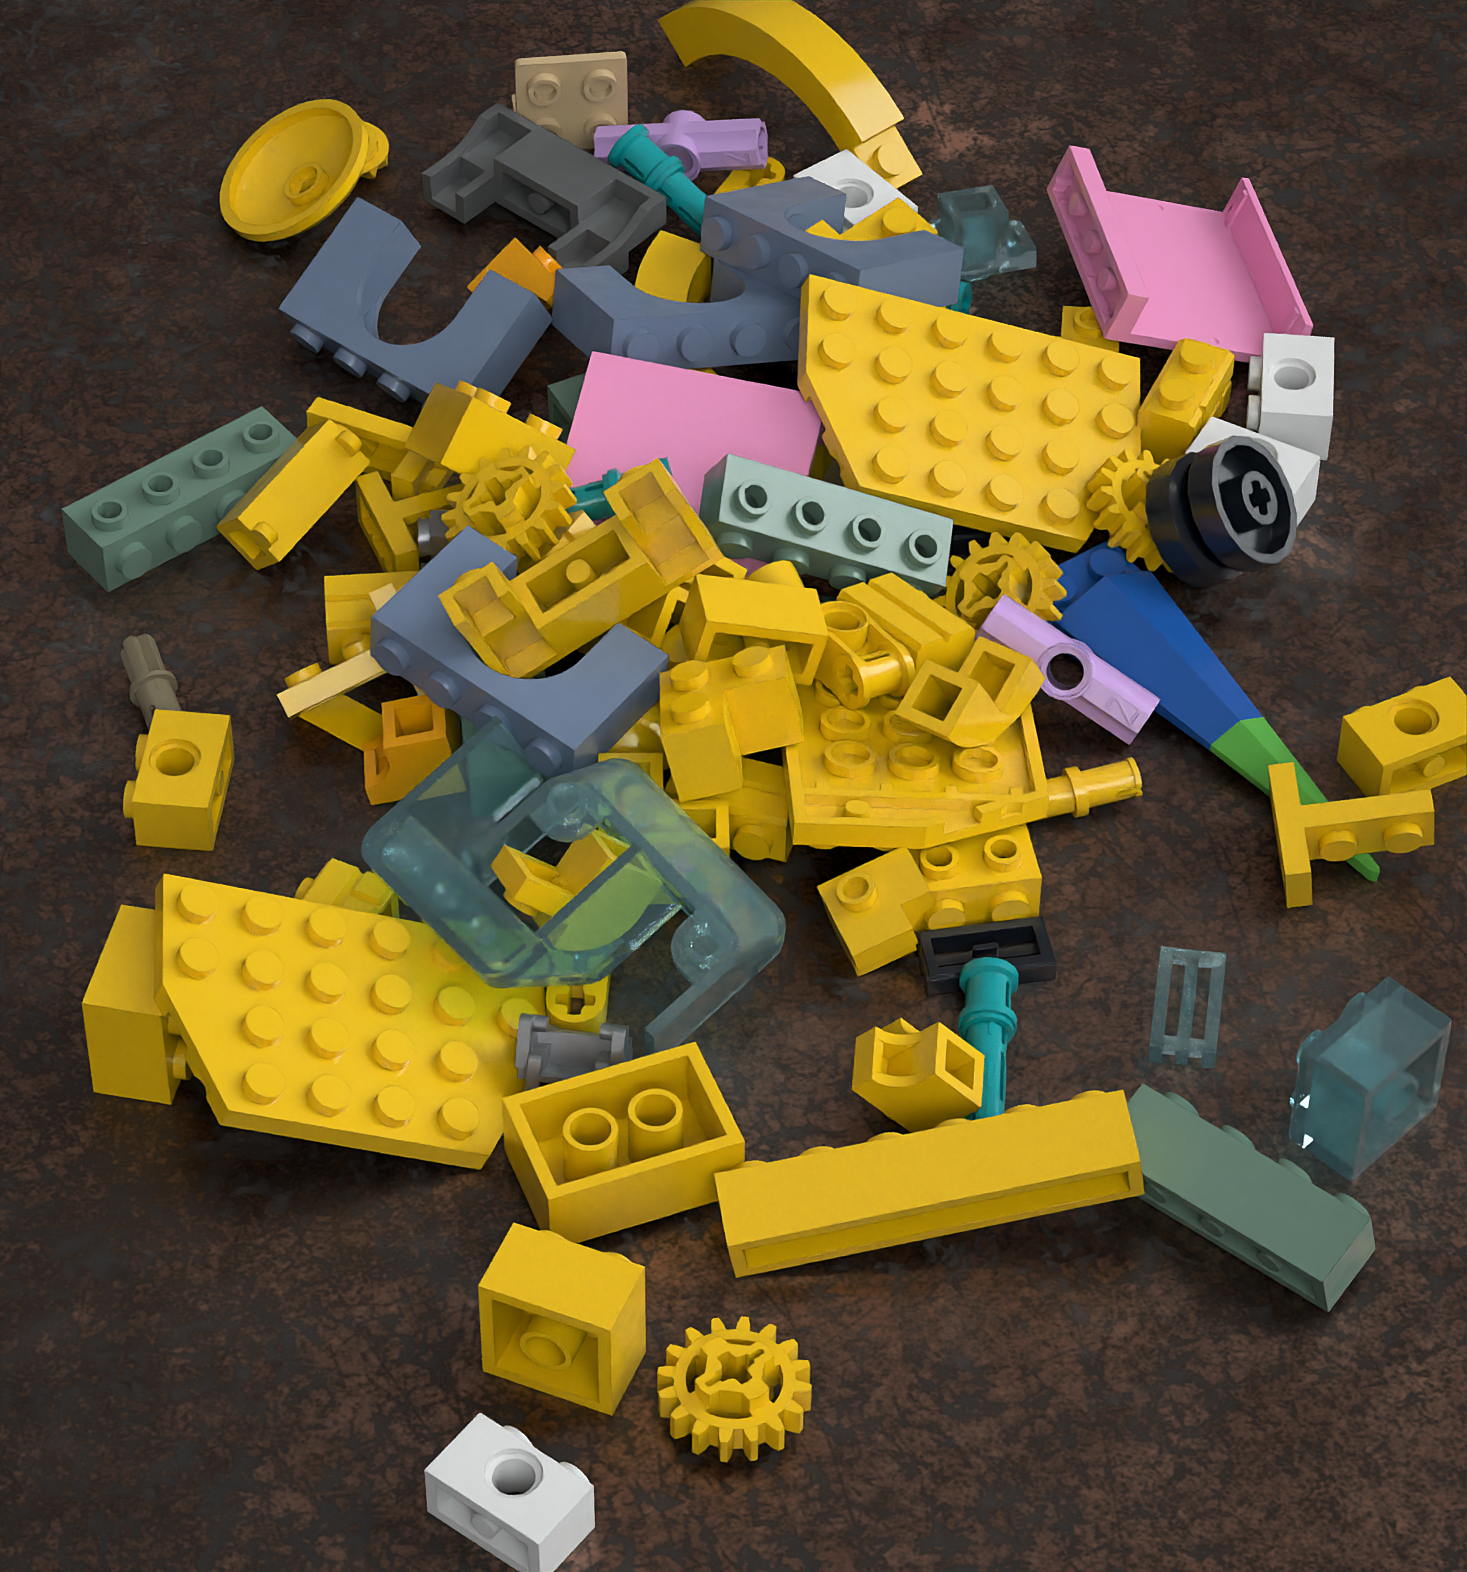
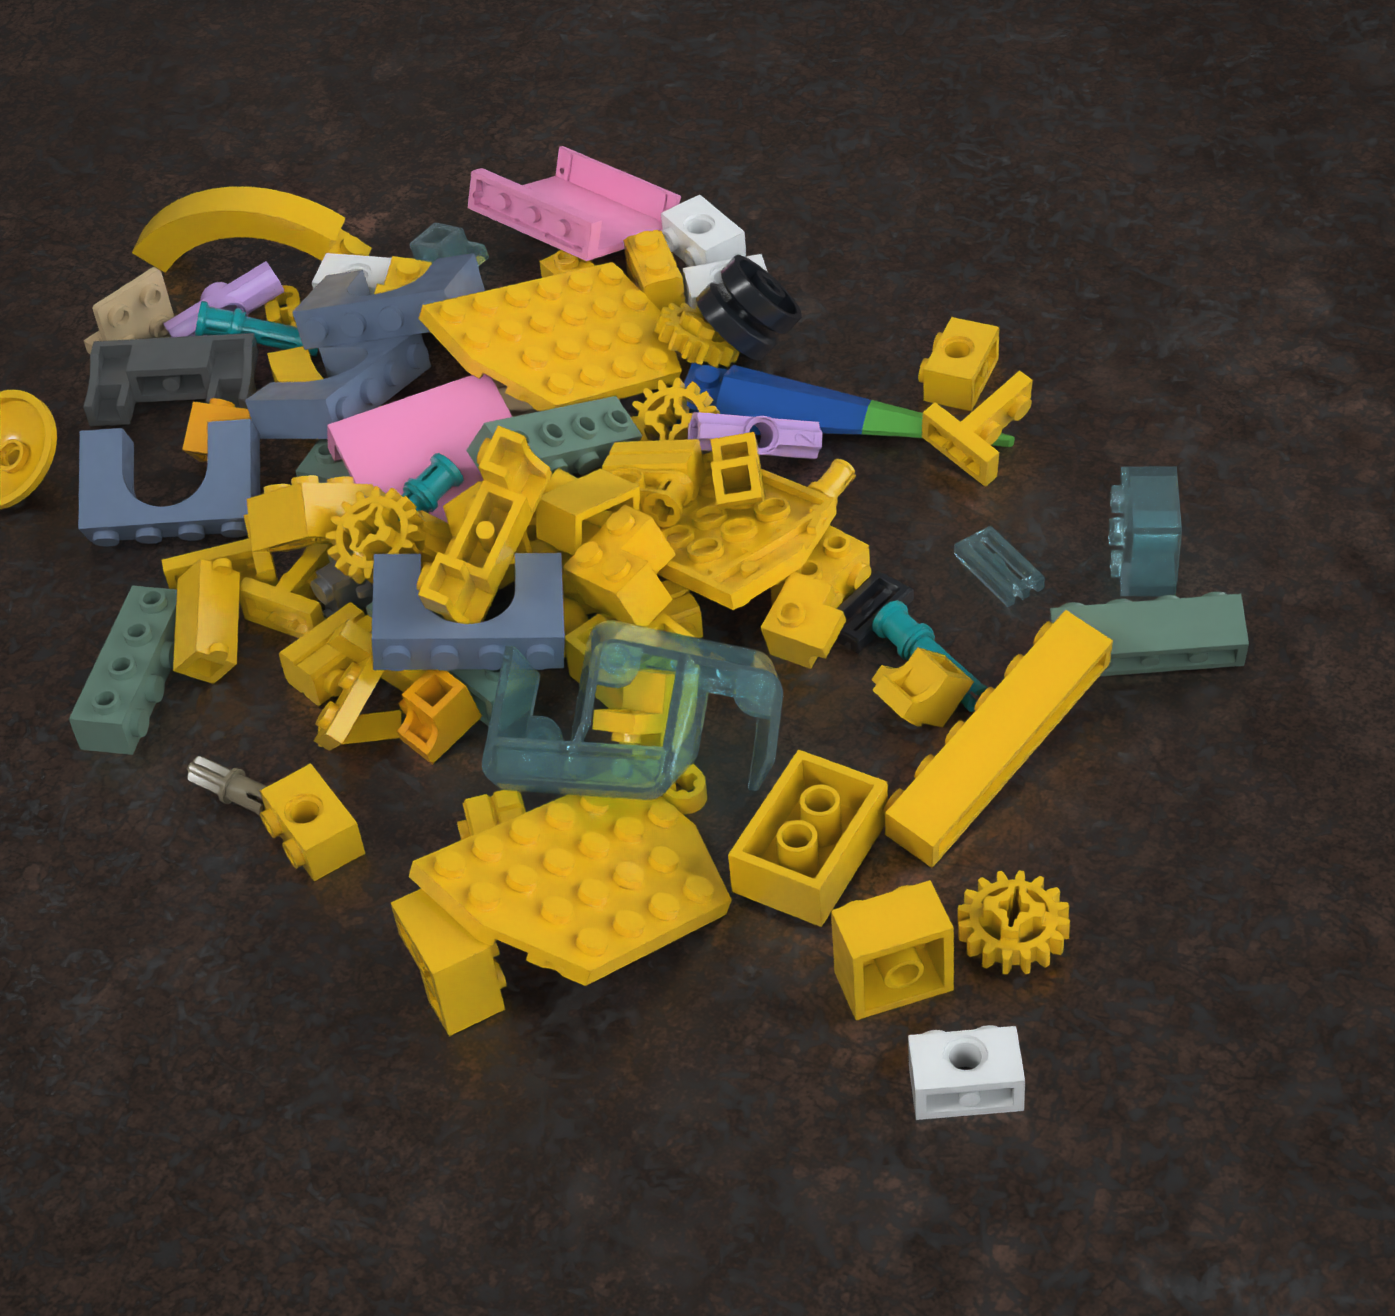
camera: 35 degrees left, 0 degrees up
(558, 1054) = (720, 812): flat silver piece -> none

